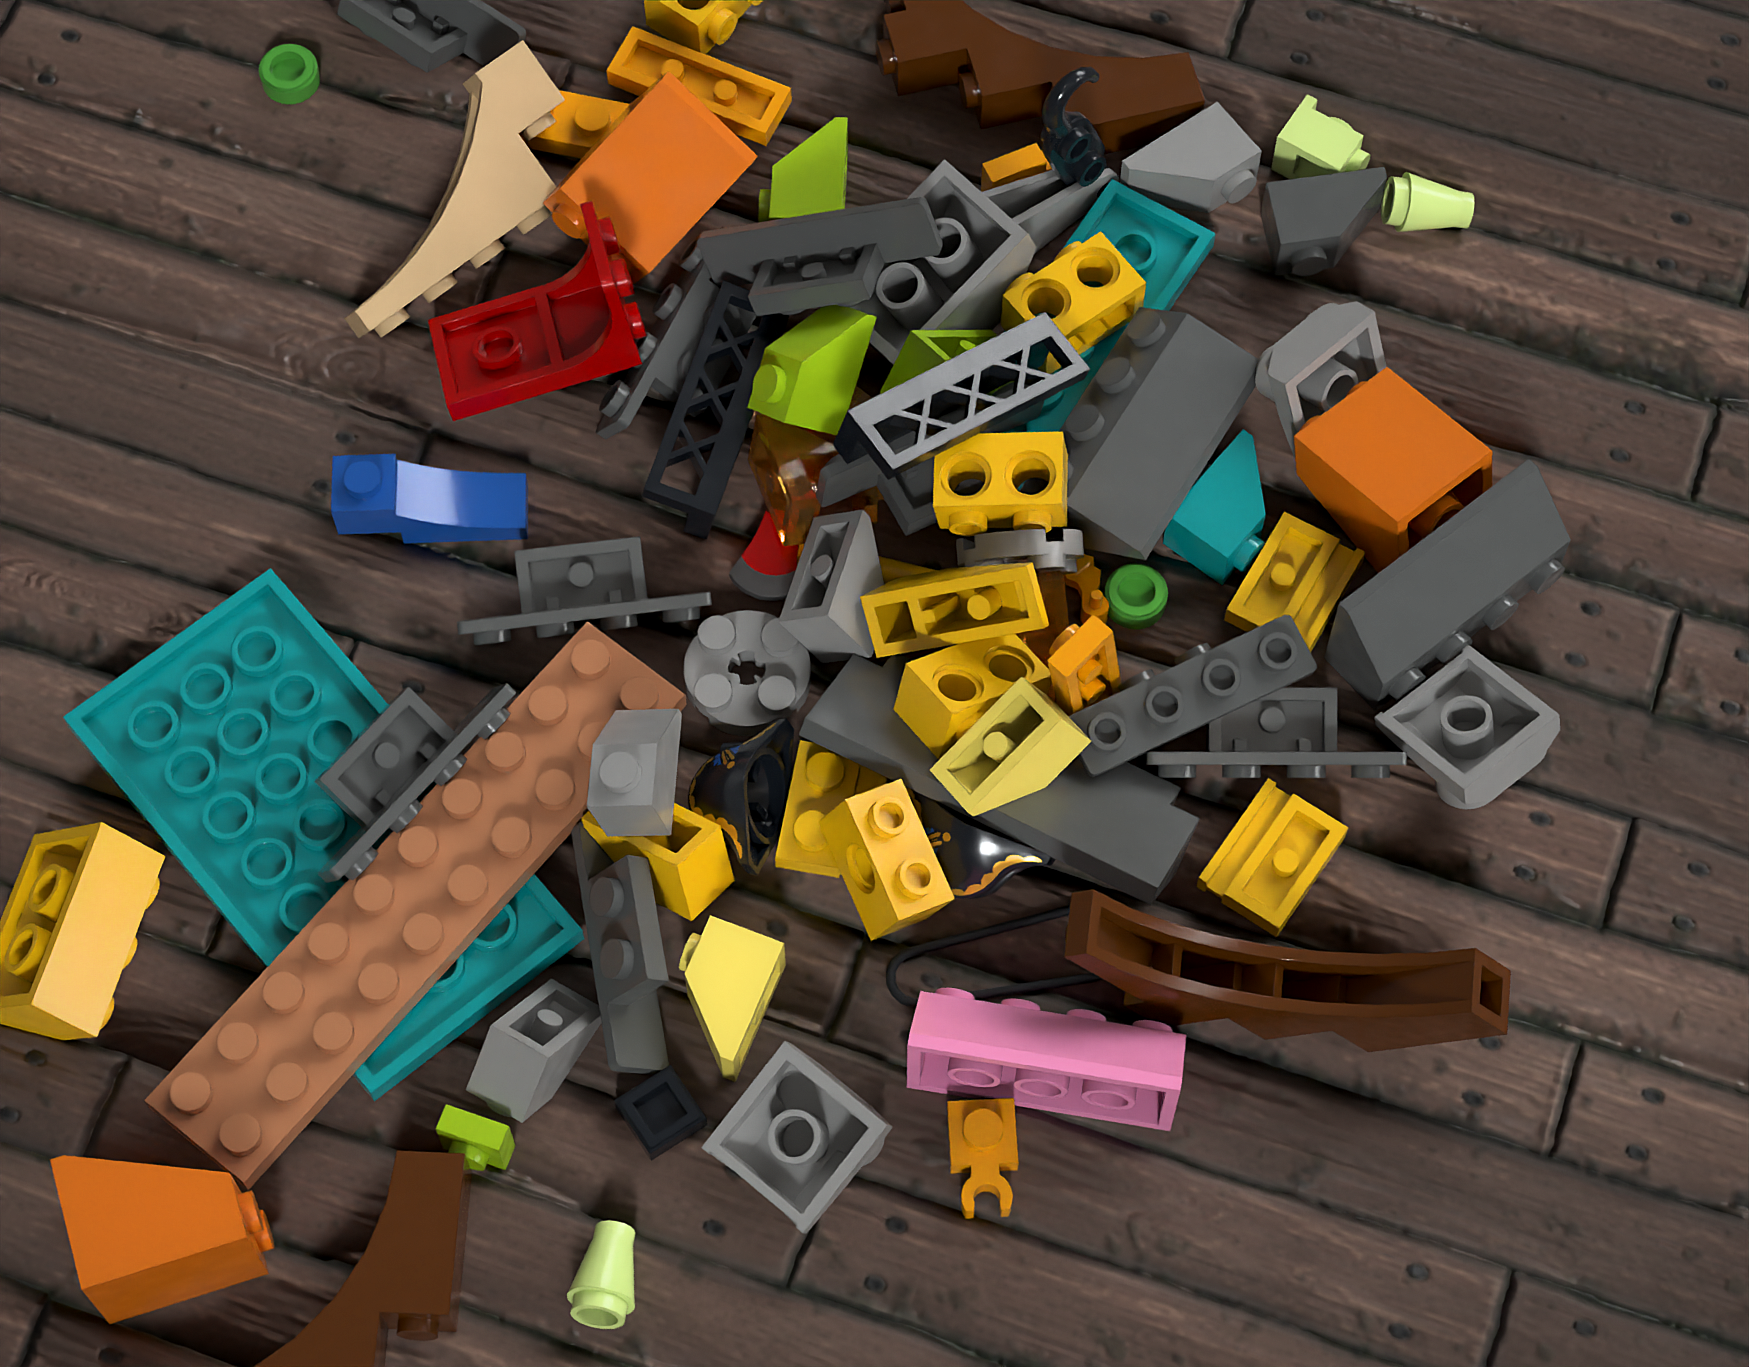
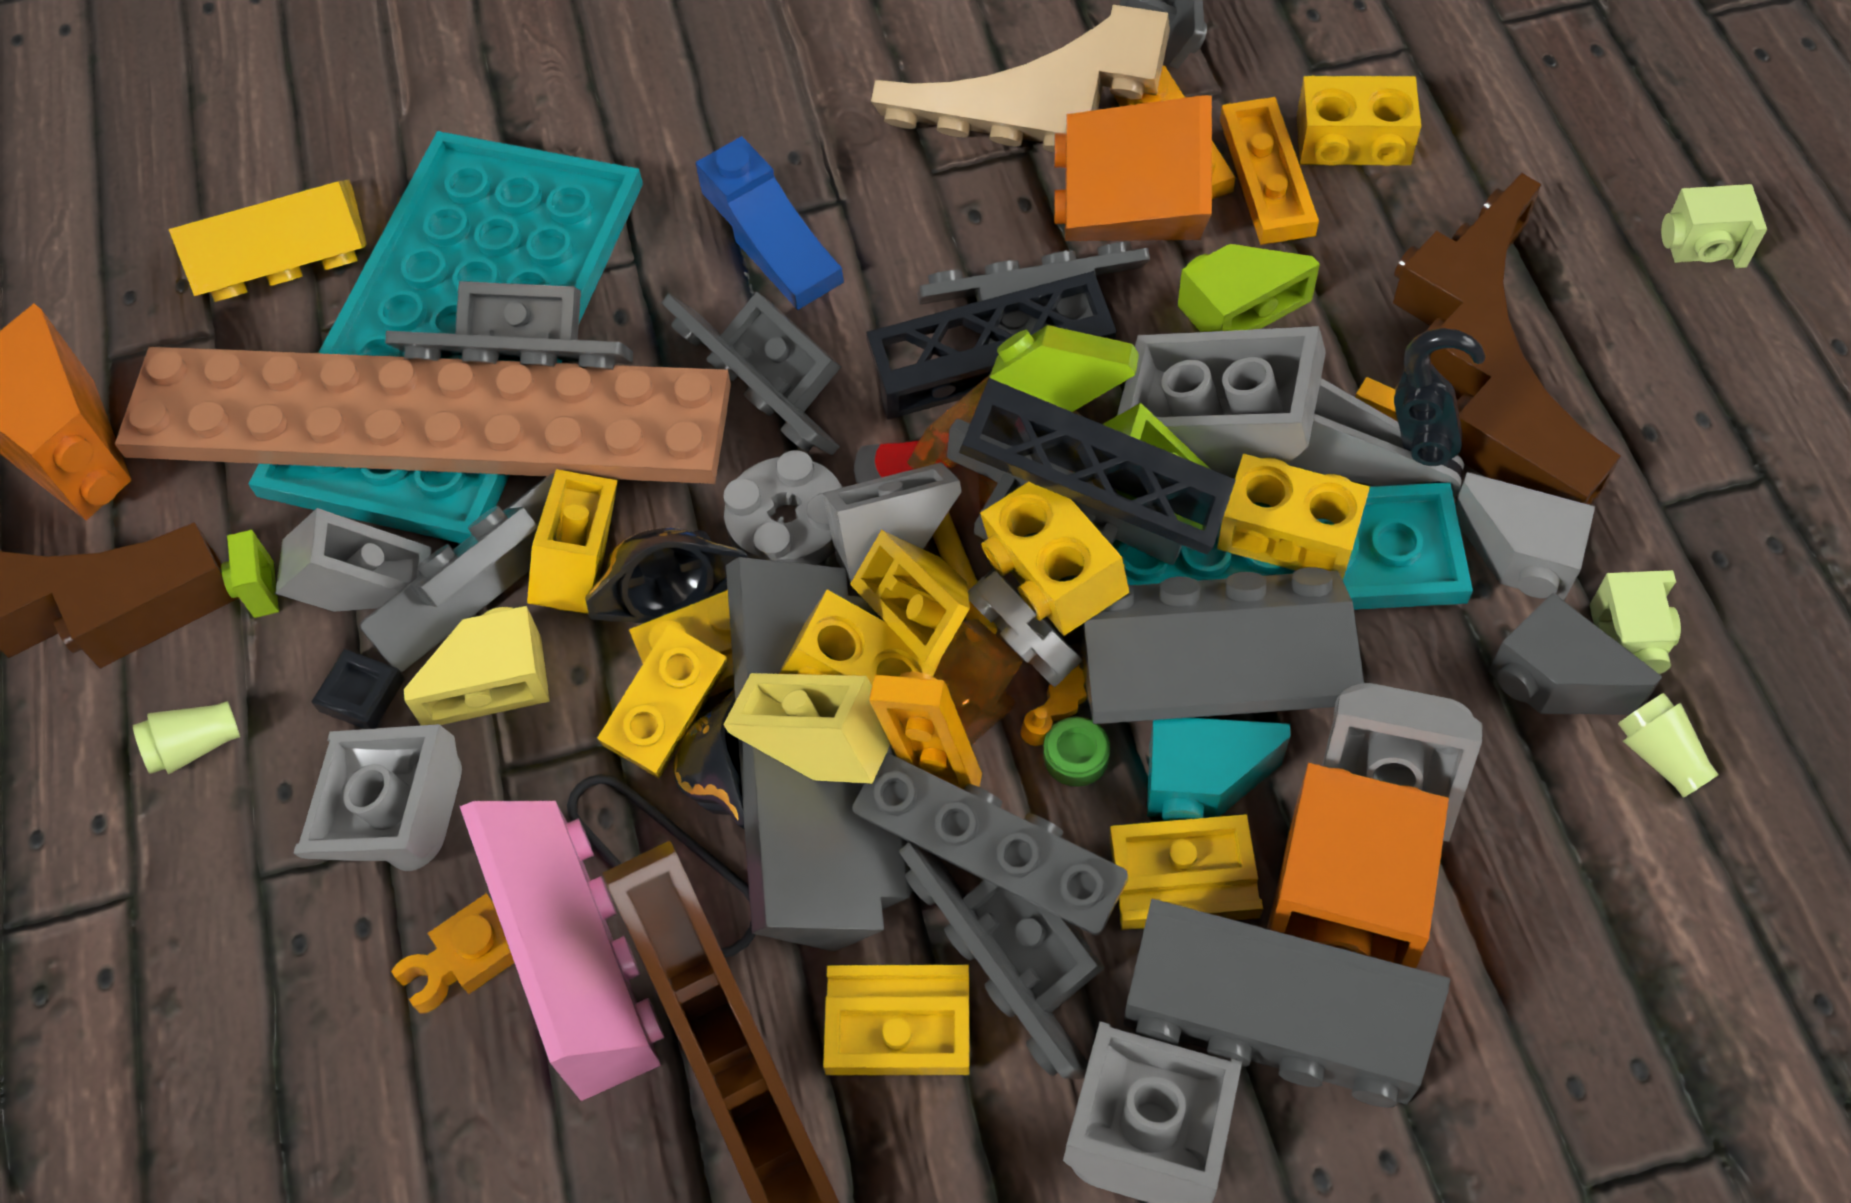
camera: 60 degrees right, 5 degrees down
(542, 334) = (962, 205): red bracket -> none
(635, 772) = (595, 463): light grey slope -> none
(819, 255) = (1162, 307): dark grey bracket -> none

